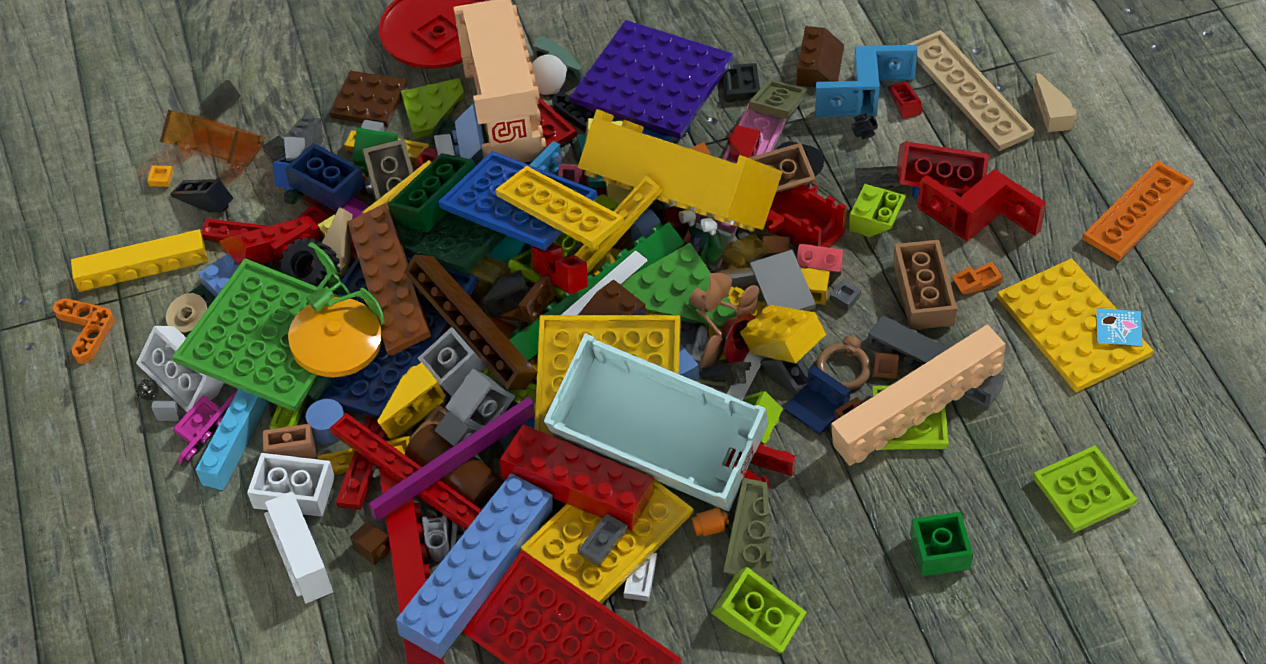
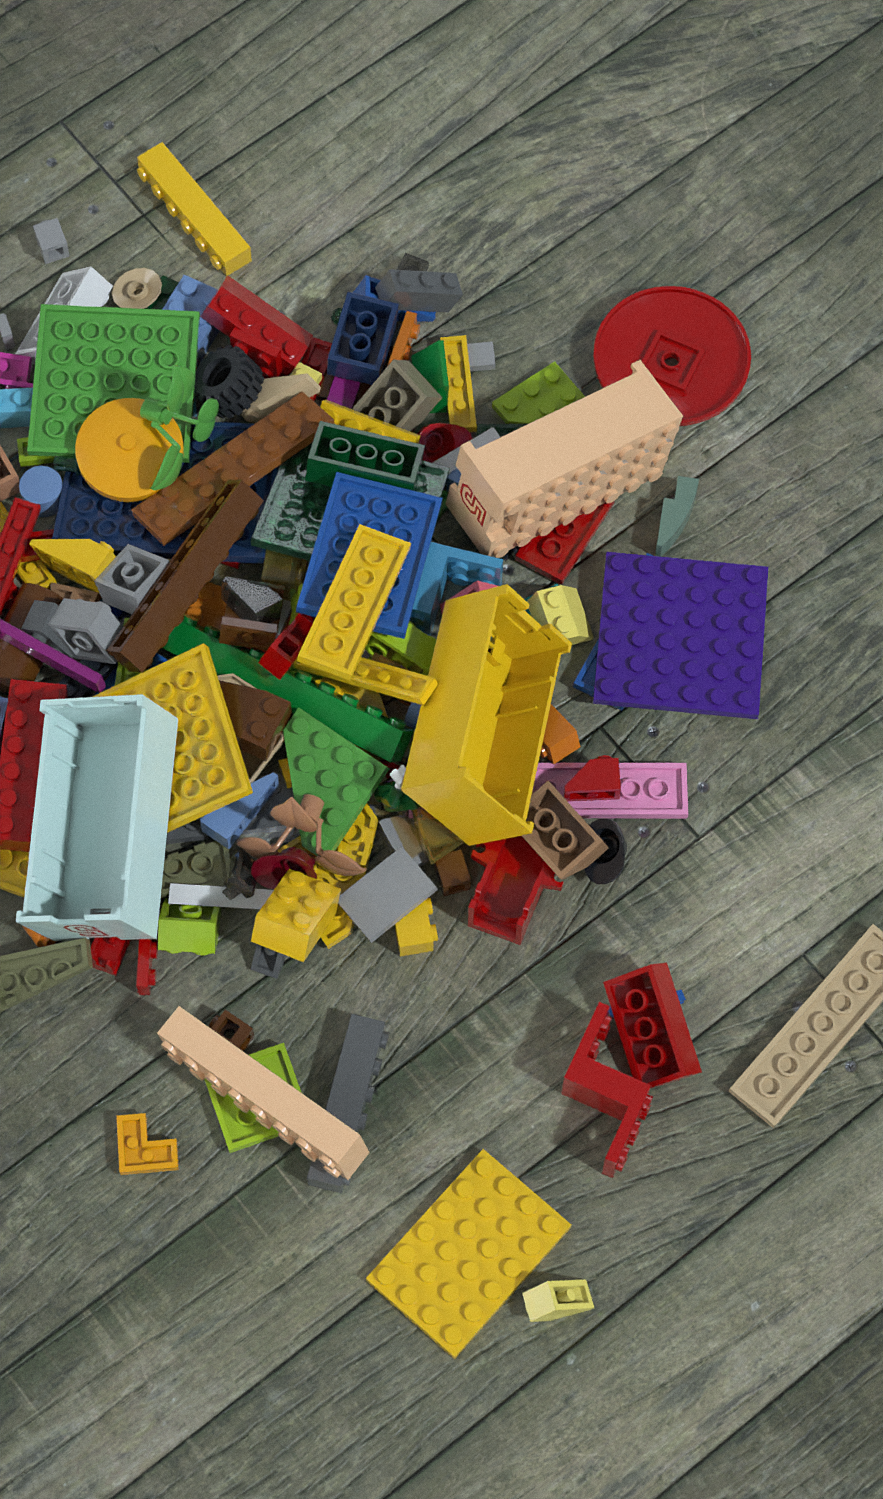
camera: 65 degrees right, 15 degrees up
(91, 323) = (101, 204): orange beam -> none
(104, 358) = (51, 240): none -> light grey brick
(150, 393) = (28, 300): clear smoke plate -> none
(160, 176) = (324, 170): light orange plate -> none
(204, 194) = (310, 226): black slope -> none
(212, 138) = (404, 198): clear orange windscreen -> none
(219, 100) = (460, 175): clear smoke plate -> none
(221, 229) = (270, 278): red plate -> none
(368, 98) = (532, 331): reddish brown plate -> none
(549, 74) = (641, 512): white dish -> none
(565, 109) = (587, 574): black beam -> none
(619, 274) = (300, 701): white sticker -> none
(747, 81) = (729, 749): pearl dark grey plate -> none
(777, 99) = (702, 794): olive plate -> none
(818, 400) = (239, 989): dark blue bracket -> none
(819, 57) = (803, 823): reddish brown slope -> none
(820, 258) = (447, 926): coral bracket -> none
(845, 295) = (414, 972): flat silver plate -> none
(851, 348) = (336, 1003): medium nougat piece -> none
(862, 94) = (774, 890): dark azure bracket -> none
(864, 126) = (700, 913): black gear -> none
(875, 211) = (556, 966): lime slope -> none
(877, 176) = (618, 950): clear smoke plate -> none
(886, 365) = (321, 1049): dark orange plate -> none
(906, 102) = (764, 961): red slope -> none
(924, 285) = (455, 1057): medium nougat brick -> none
(930, 503) = (140, 1155): none -> light orange plate
(941, 544) = (82, 1177): green brick -> none
(976, 280) = (499, 1120): orange slope -> none
(1054, 106) = (825, 1144): tan slope -> none
(1084, 489) = (218, 1320): lime plate -> none
(1119, 327) = (472, 1305): medium azure sticker -> none
(1128, 281) = (557, 1300): none -> light yellow slope
(1138, 210) = (686, 1290): orange plate -> none

